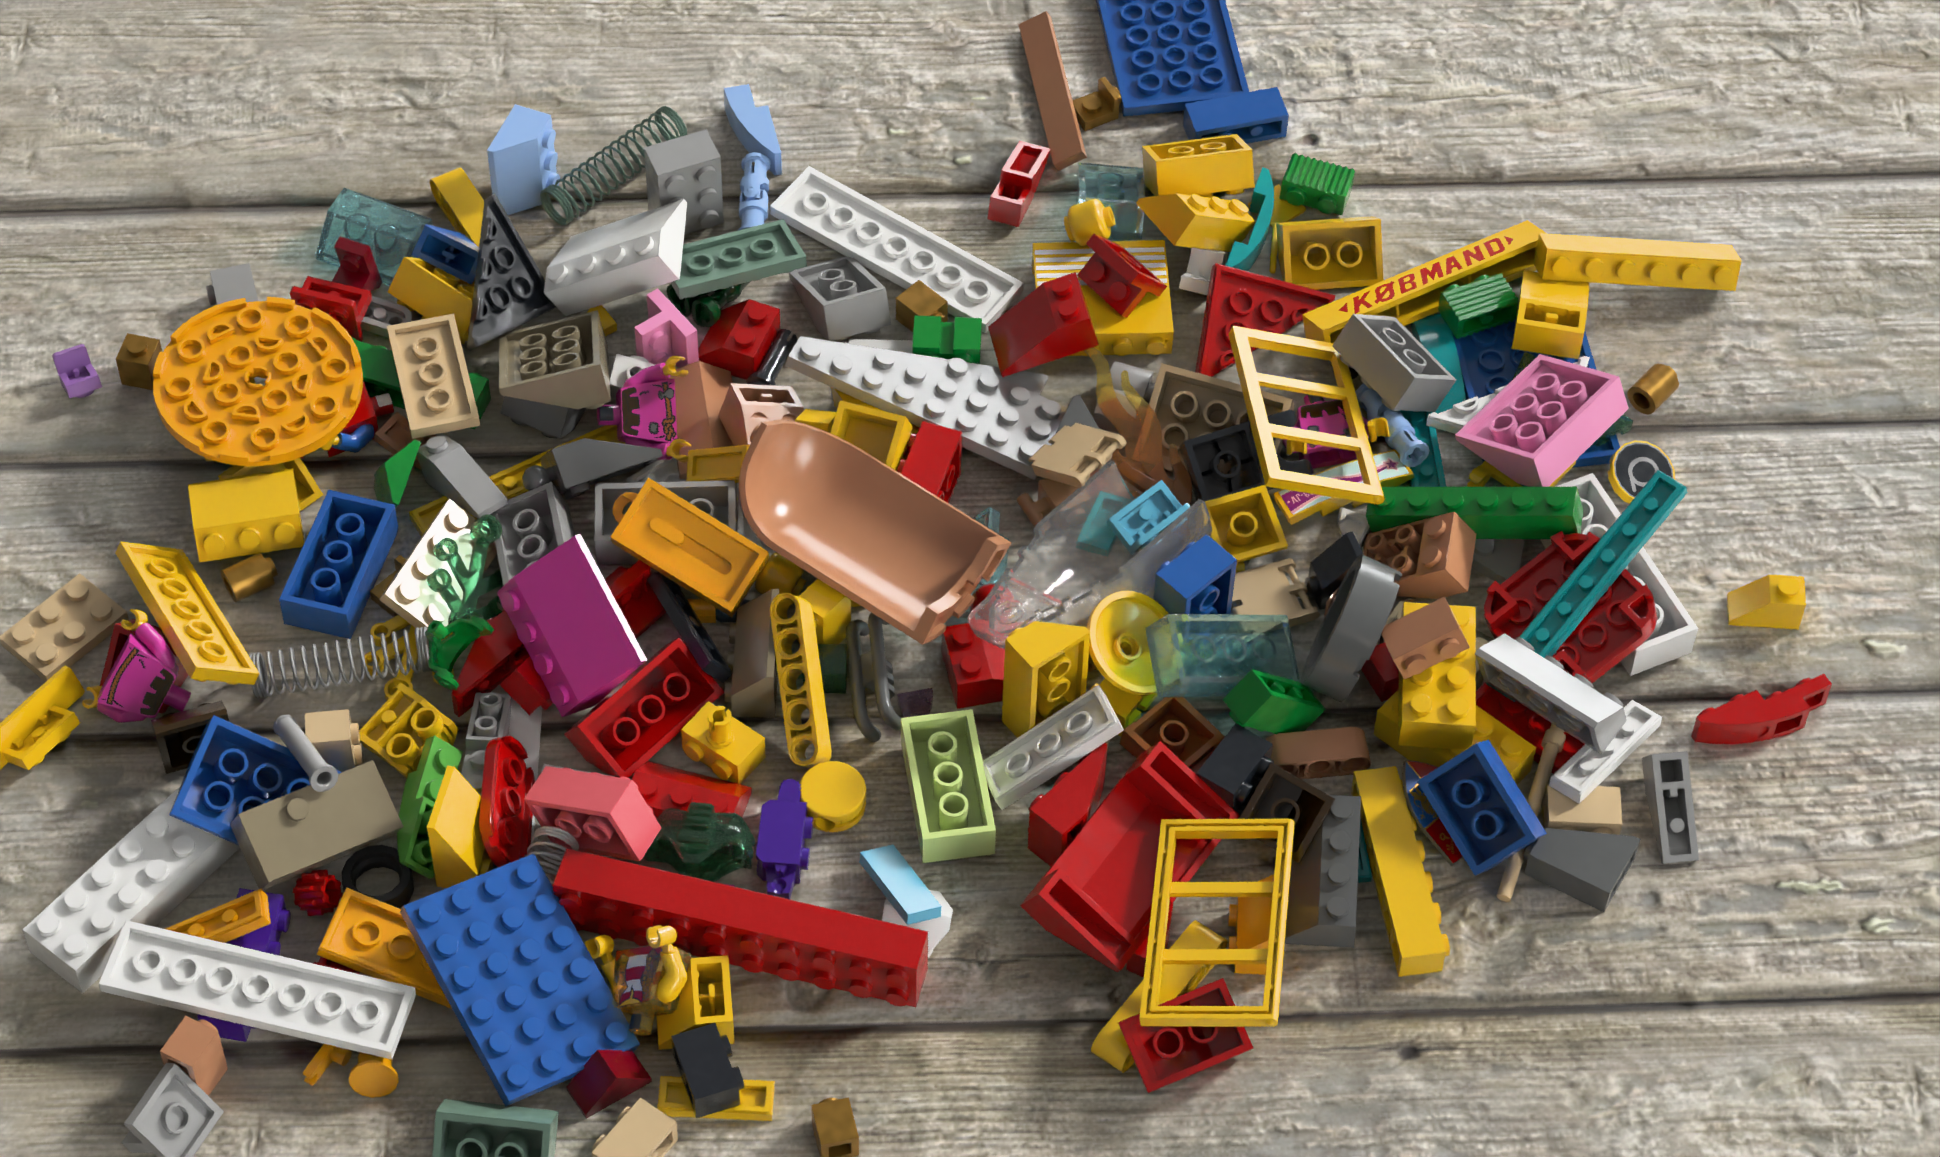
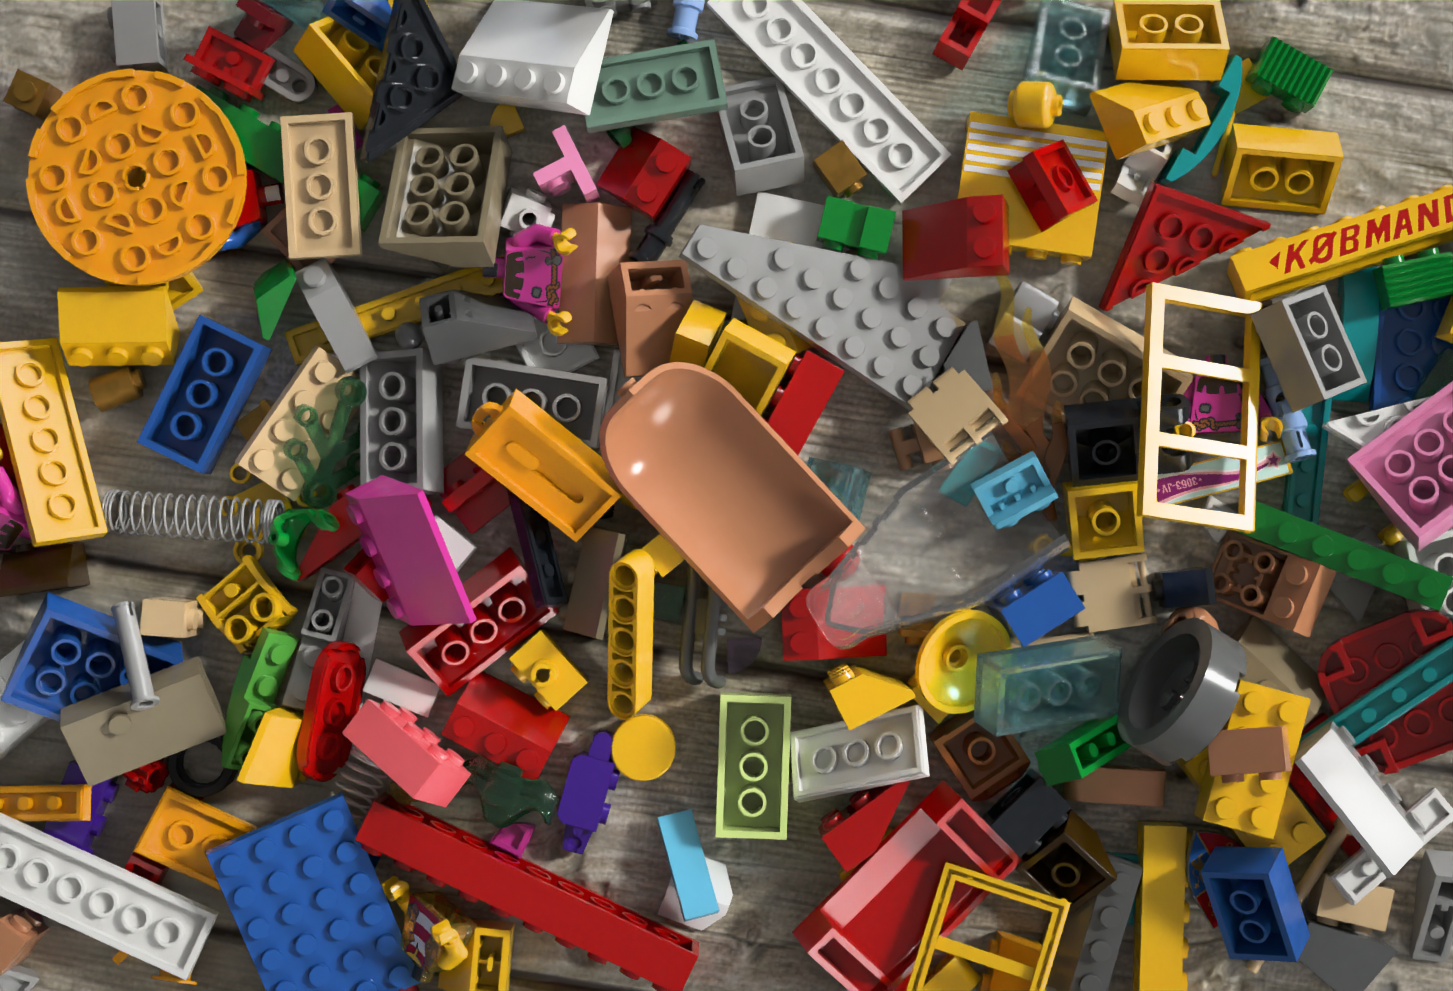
camera: 10 degrees right, 35 degrees up
(716, 463) = (596, 354): yellow tile -> none

